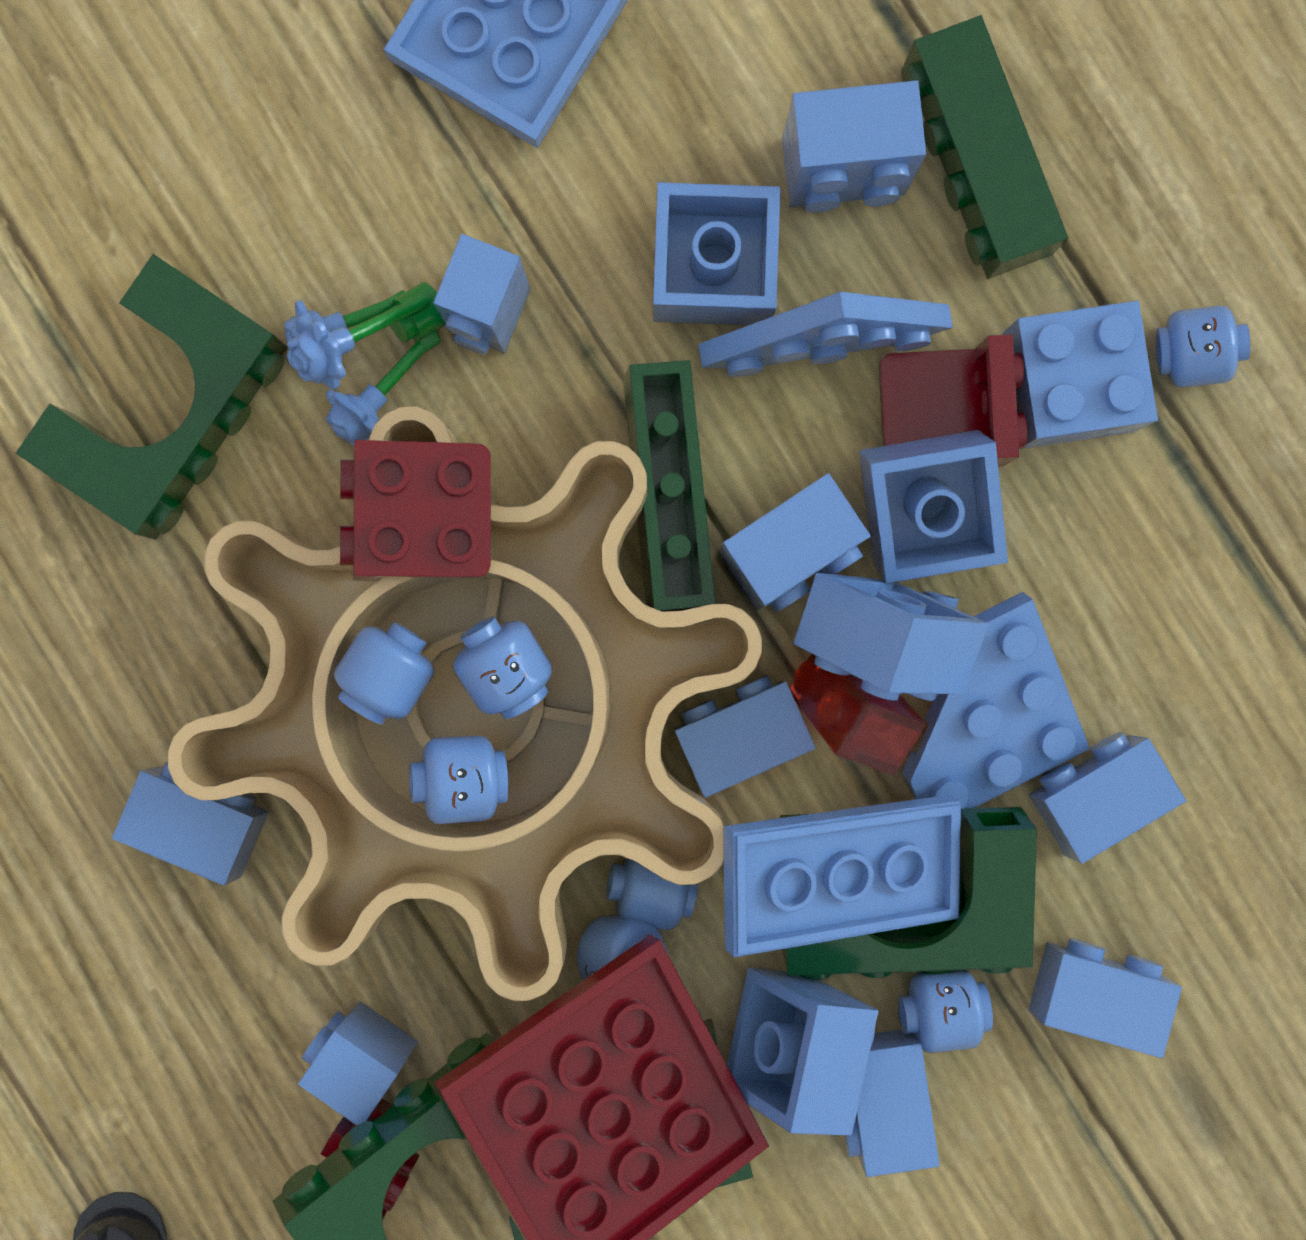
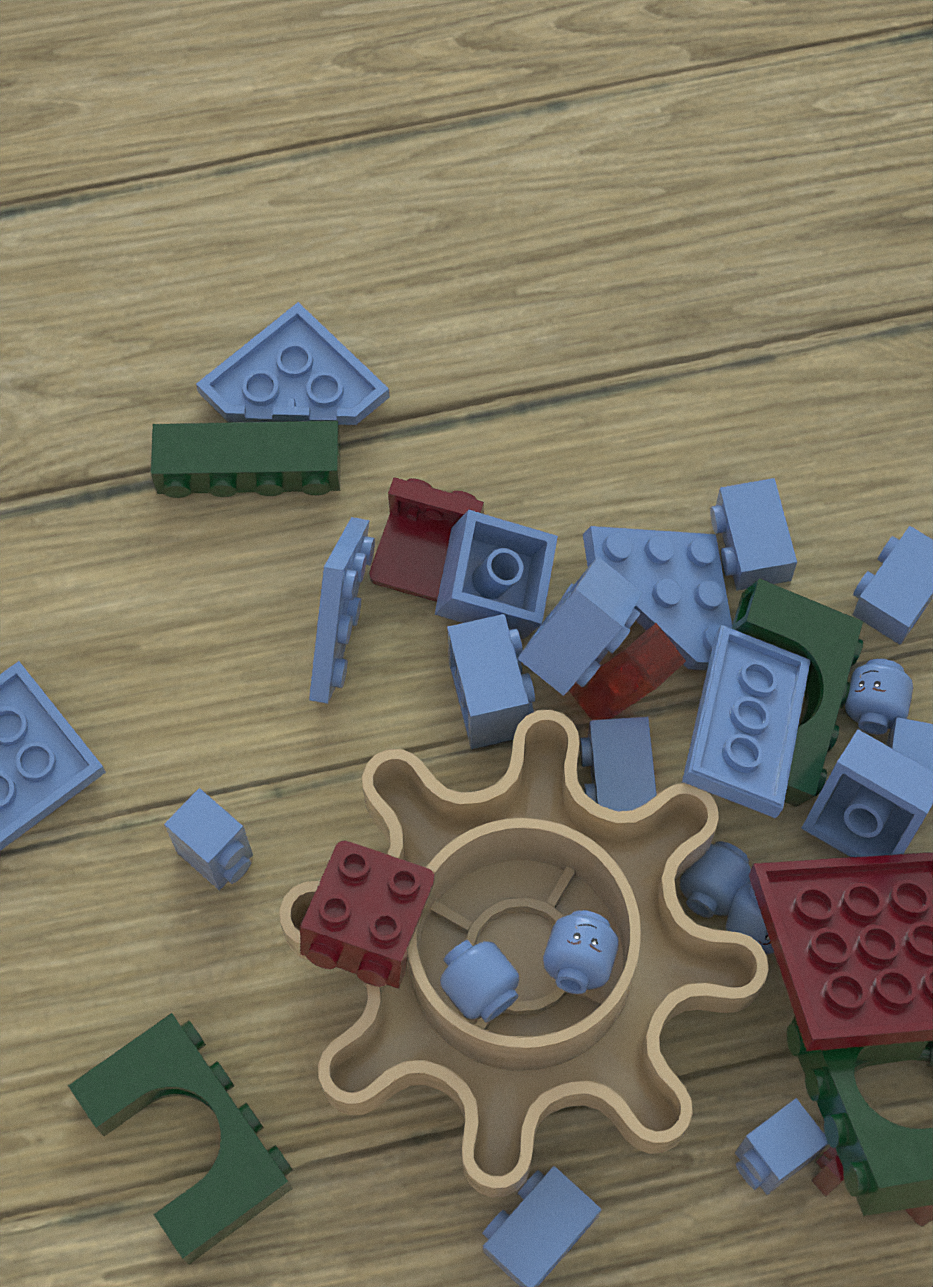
camera: 70 degrees left, 20 degrees down
(320, 342) = (210, 957): plant -> none
(502, 667) = (507, 891): medium blue head -> none
(674, 512) = (350, 738): dark green brick -> none
(716, 253) = (247, 664): medium blue brick -> none
(853, 145) = (210, 541): medium blue brick -> none
(1083, 374) = (439, 442): medium blue brick -> none
(1114, 163) = (293, 375): none -> medium blue plate
(1201, 346) = (449, 364): medium blue head -> none

